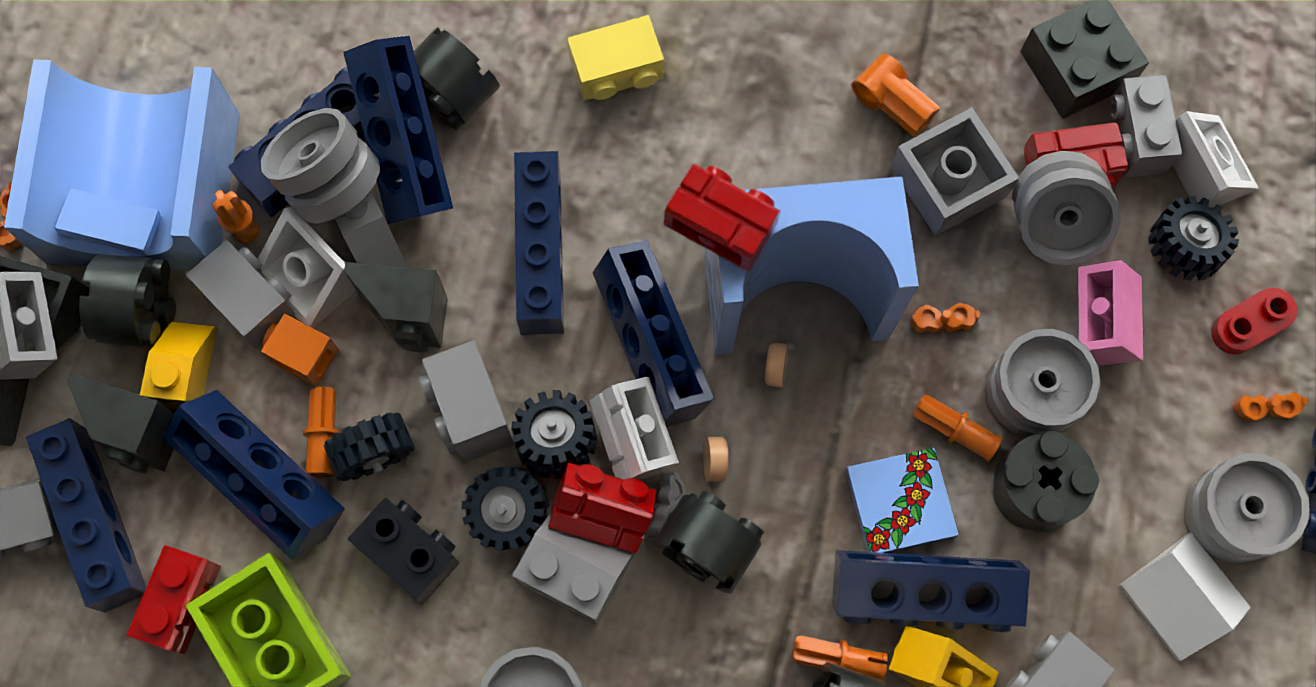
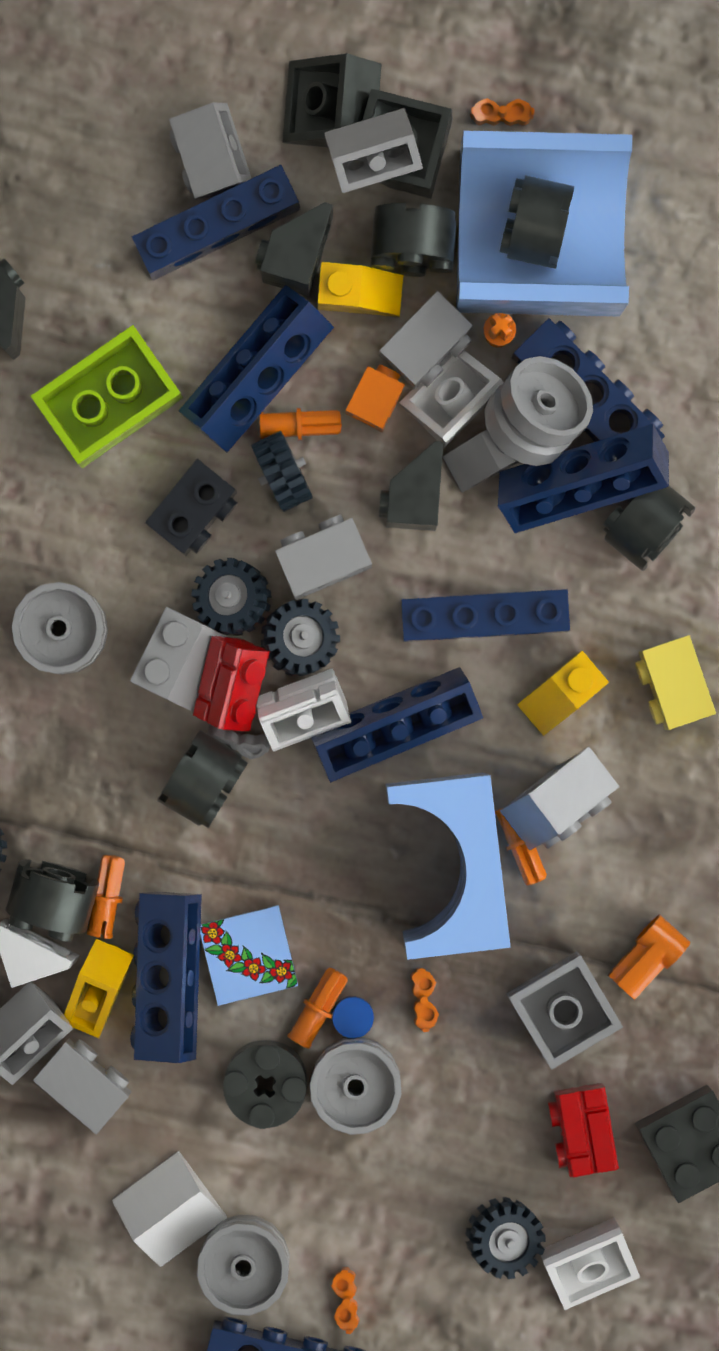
camera: 85 degrees right, 15 degrees up
(108, 221) = (484, 215): light blue tile -> none
(118, 161) = (539, 221): none -> pearl dark grey brick
(162, 611) = (144, 307): red brick -> none
(622, 167) = (563, 693): none -> yellow slope
(715, 459) = (282, 785): light nougat tile -> none
(722, 215) = (460, 784): red brick -> none
(732, 143) = (561, 800): none -> brick
(776, 364) = (372, 841): light nougat tile -> none
(965, 391) = (353, 1017): none -> blue tile
(1066, 208) = (523, 1112): light grey wheel -> none
(1111, 312) = (426, 1153): bright pink brick -> none
(1146, 125) = (620, 1198): light grey brick -> none
(1257, 320) = (429, 1294): red plate -> none

